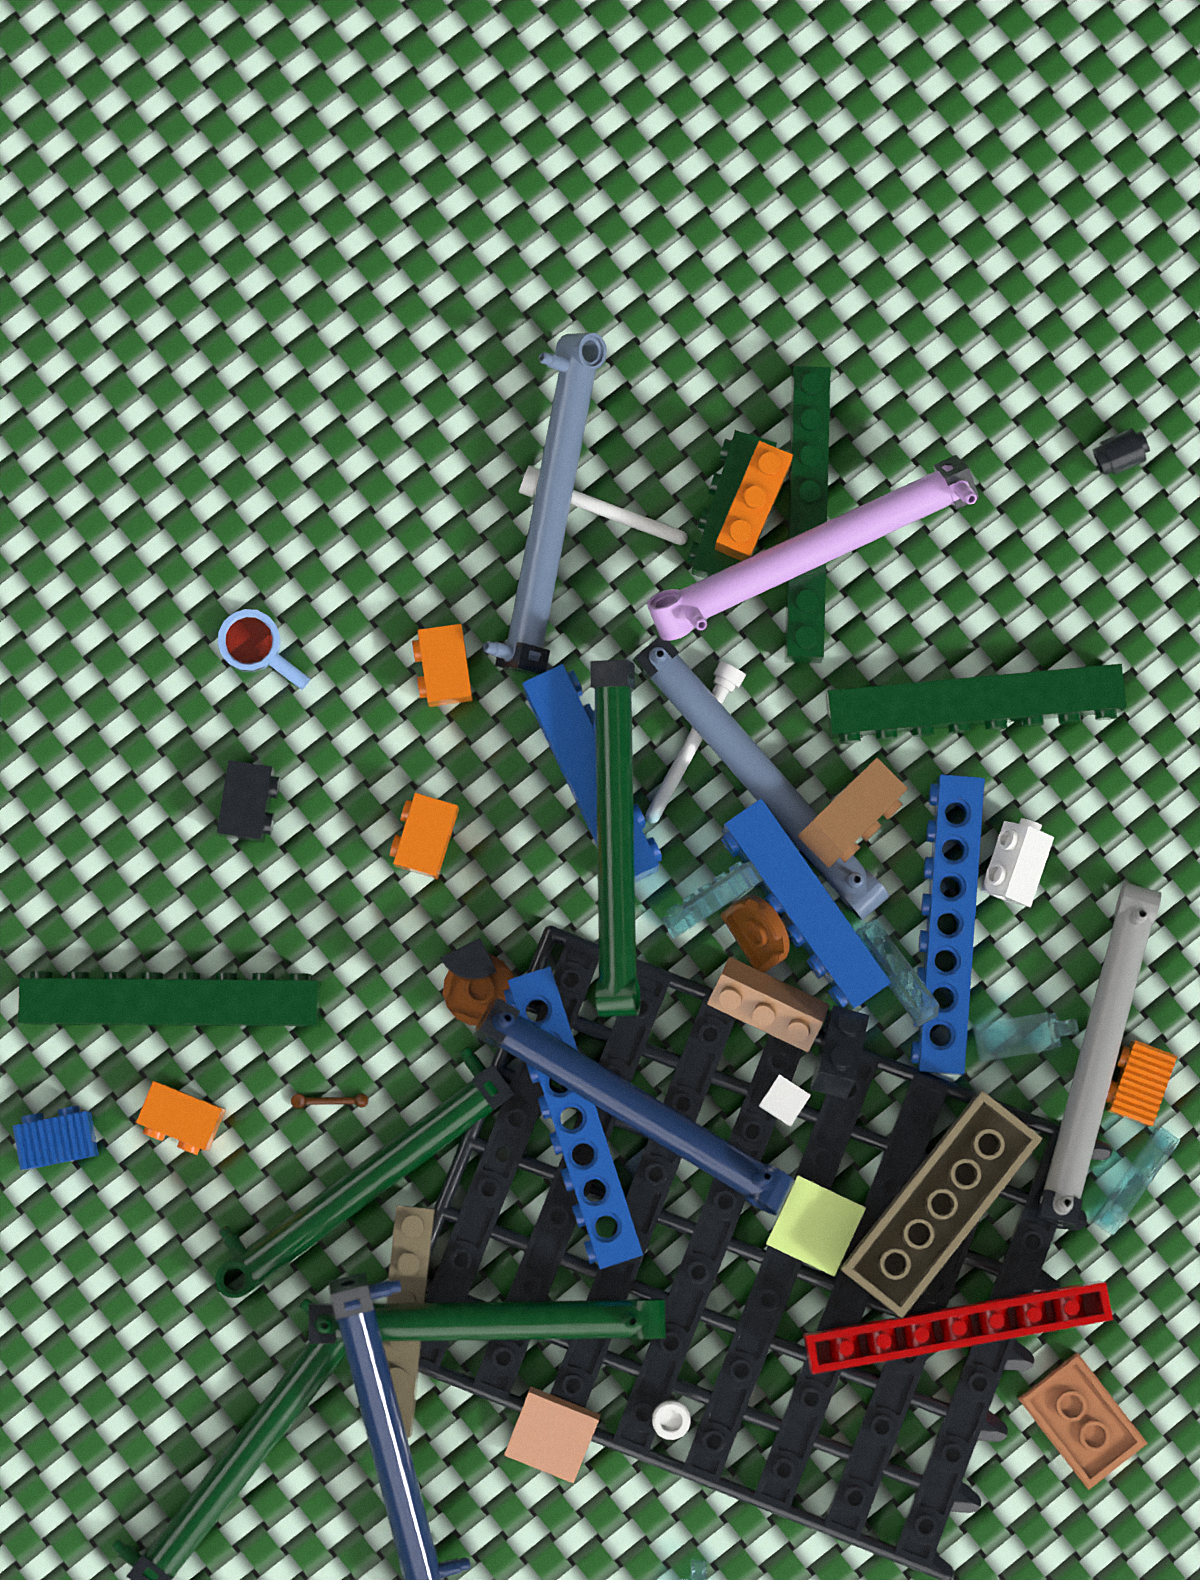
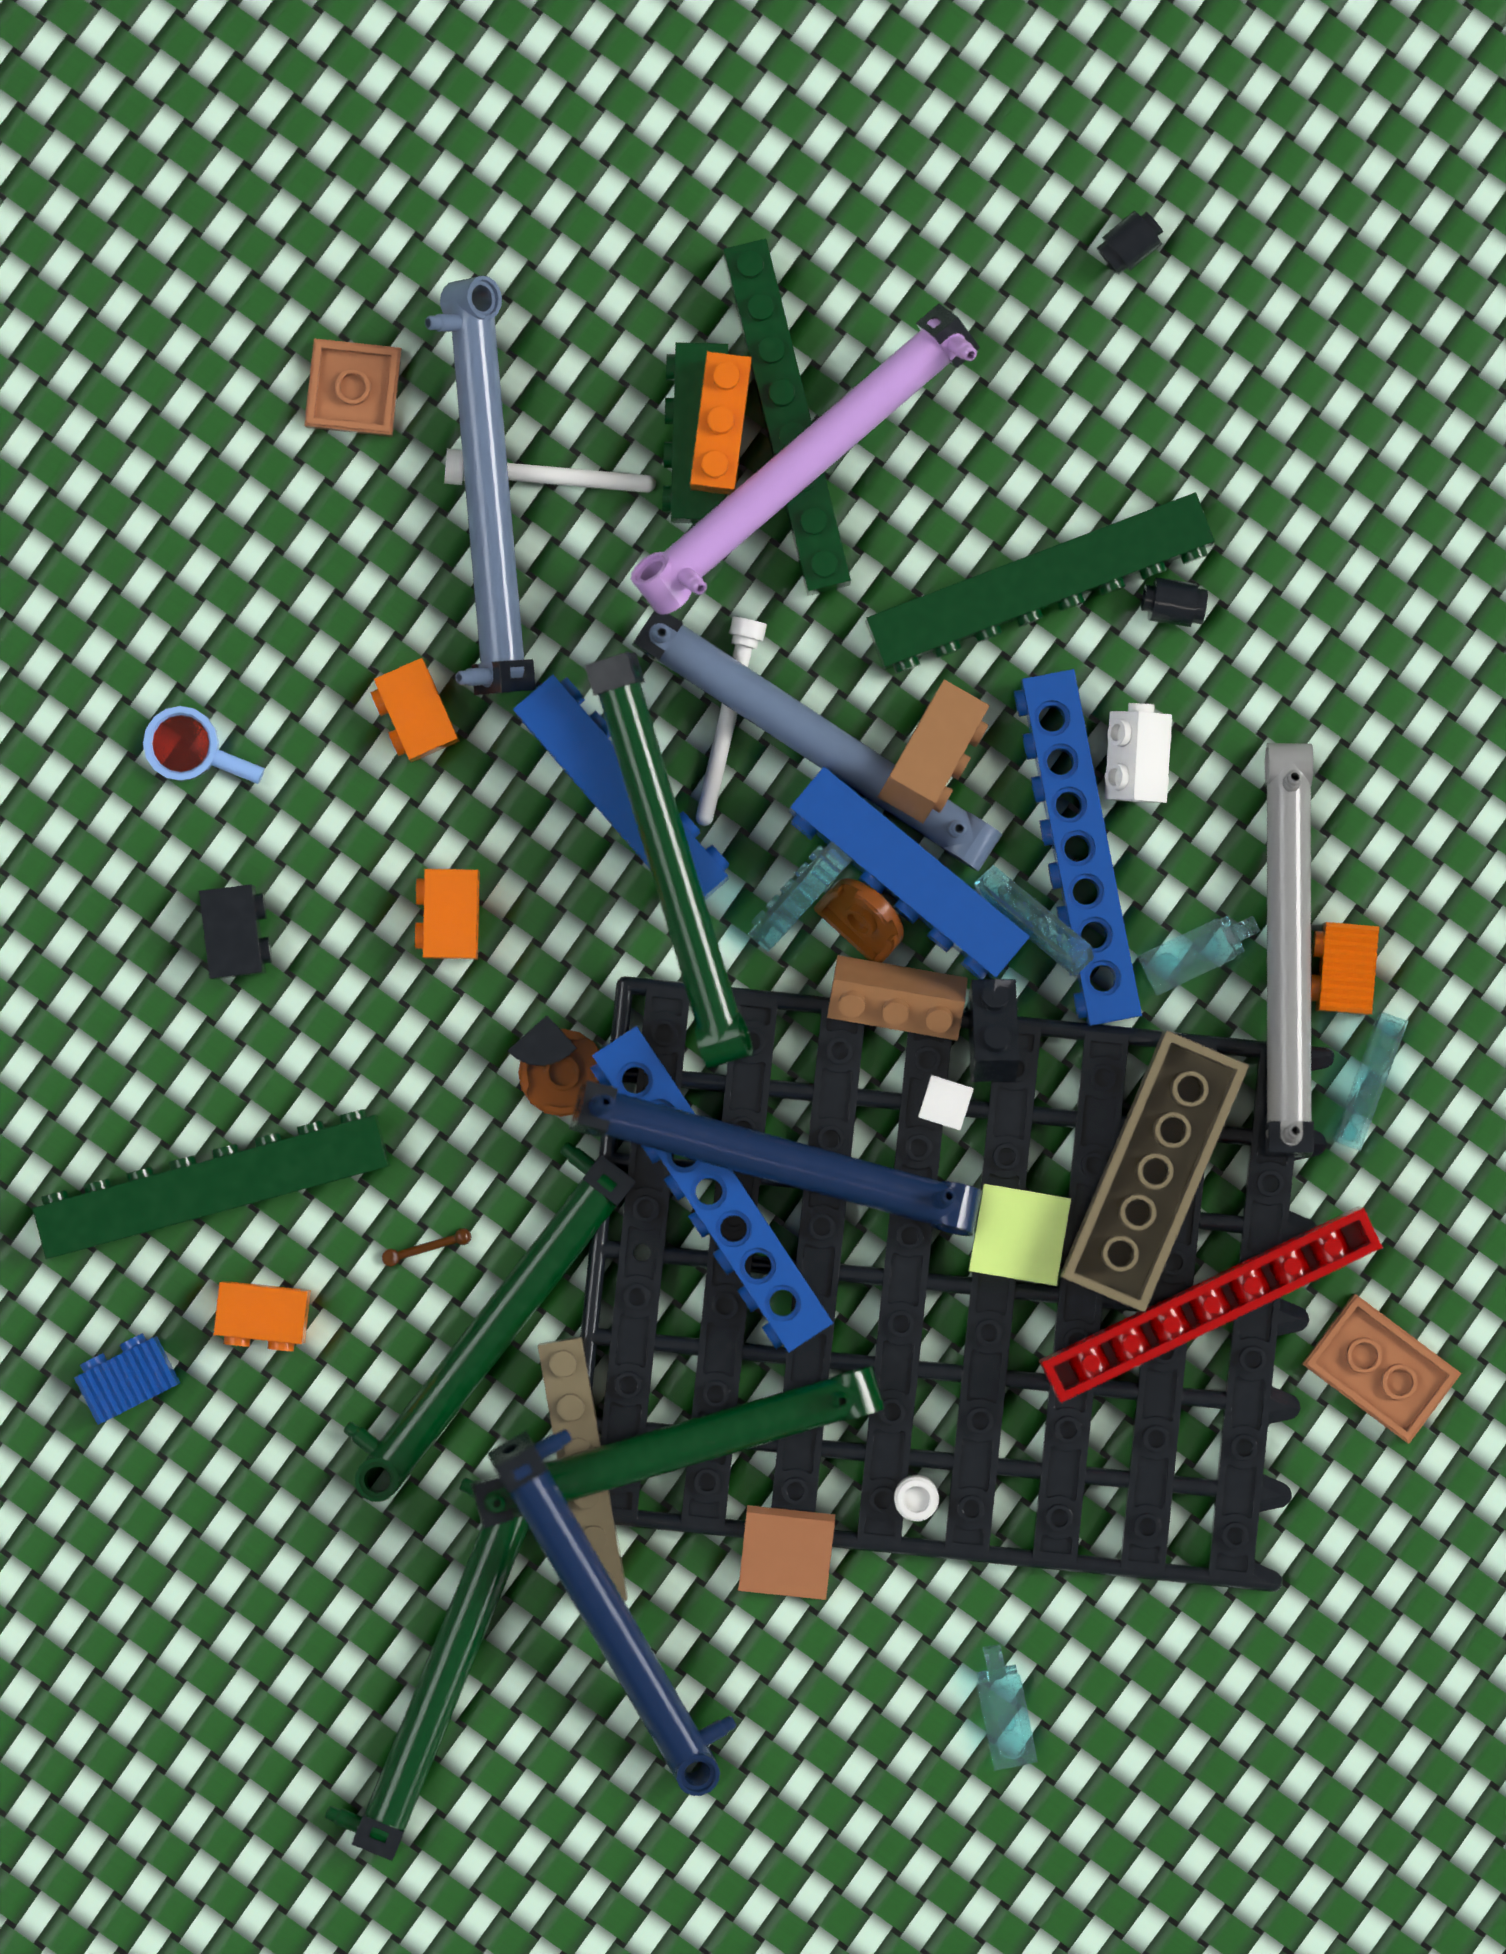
camera: 20 degrees left, 5 degrees up
(467, 397) = (353, 387): none -> nougat tile
(1080, 748) = (1174, 602): none -> black brick

